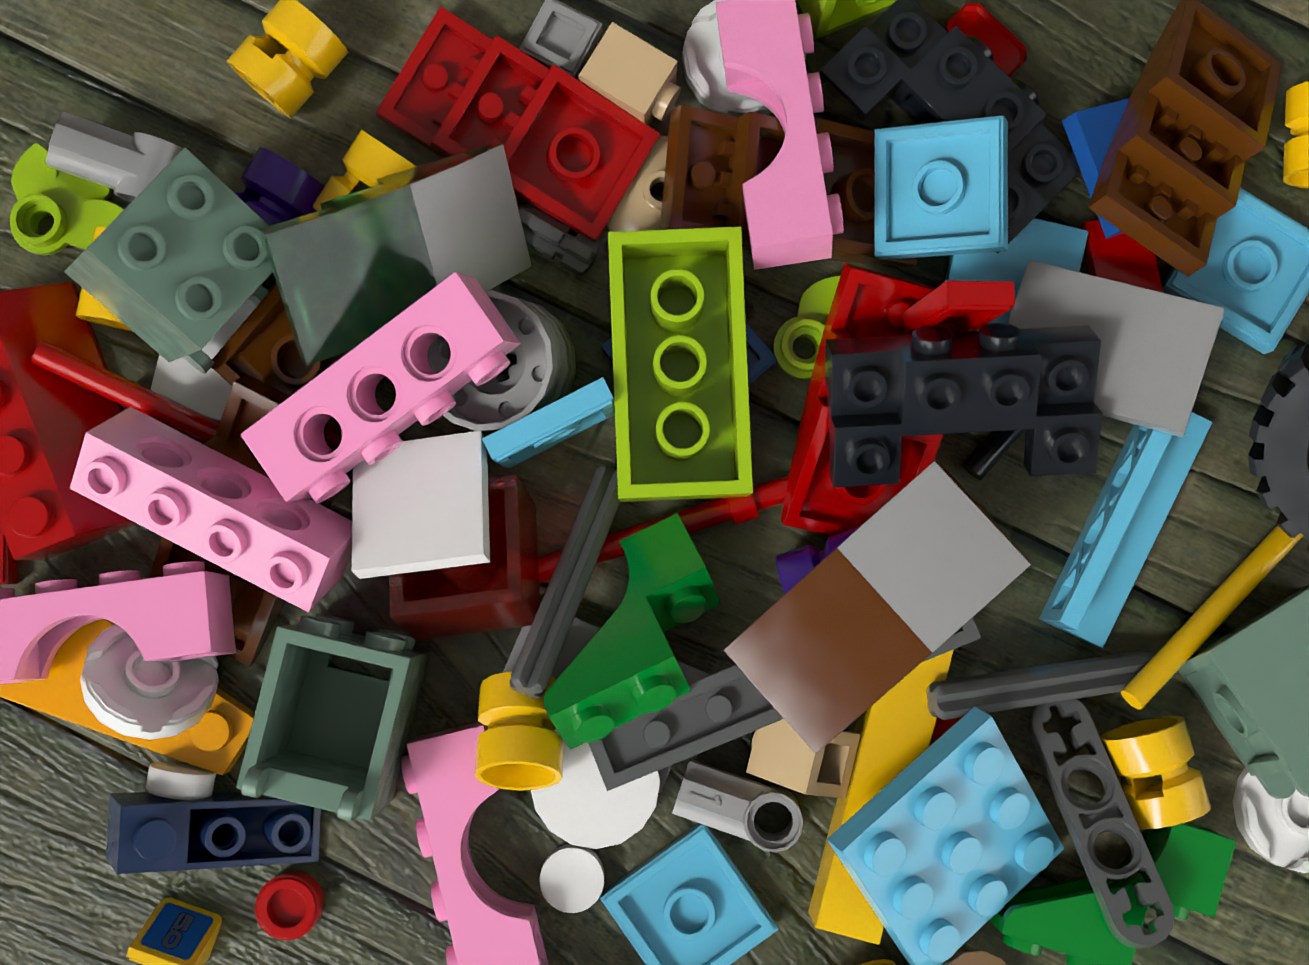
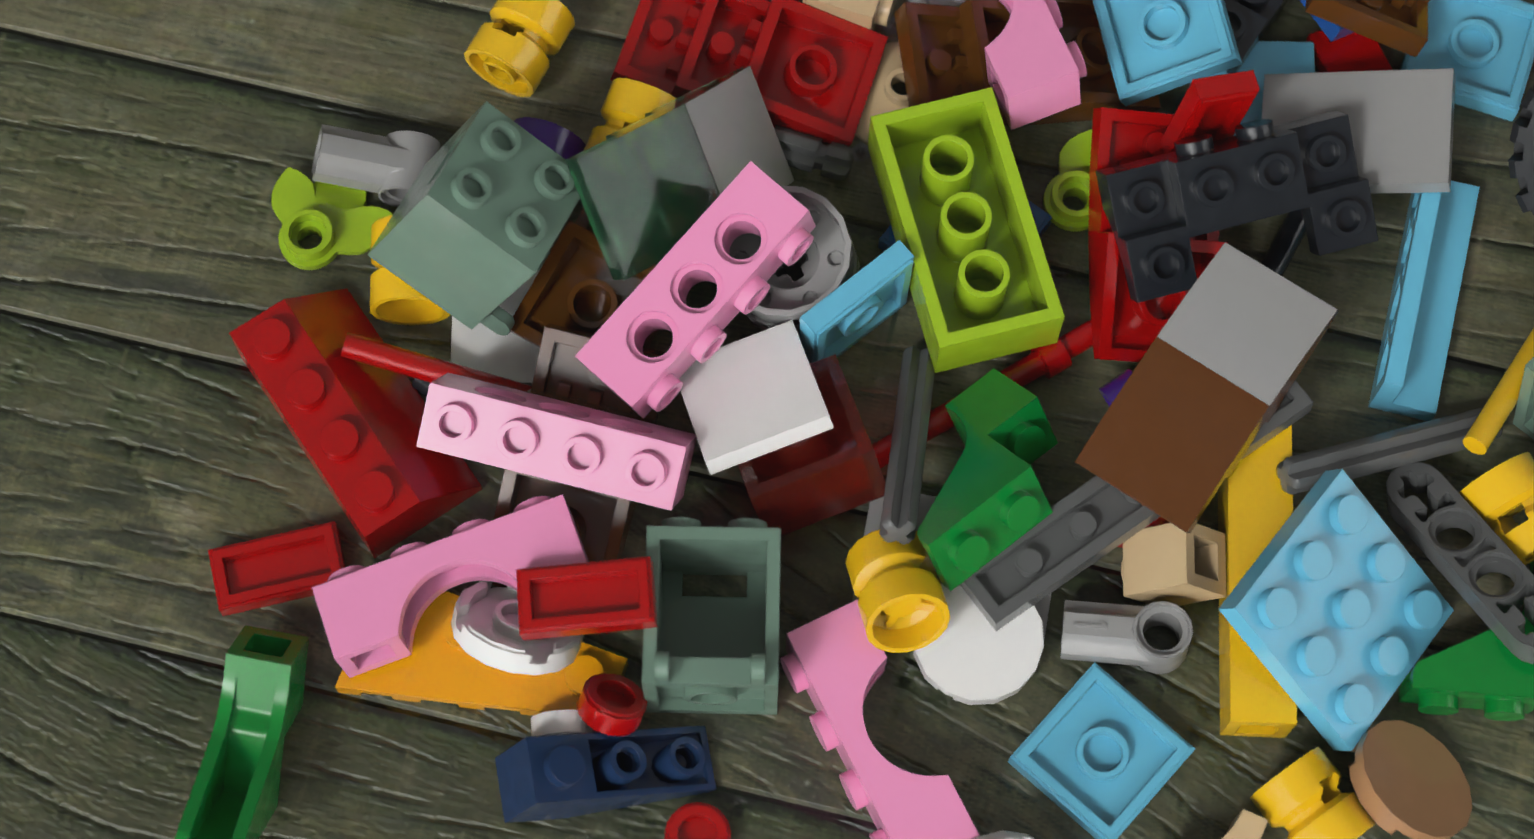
camera: 10 degrees left, 15 degrees down
(198, 691) = (586, 598): none -> red tile
(216, 775) = (611, 704): none -> red tile
(572, 878) = (976, 746): white tile -> none

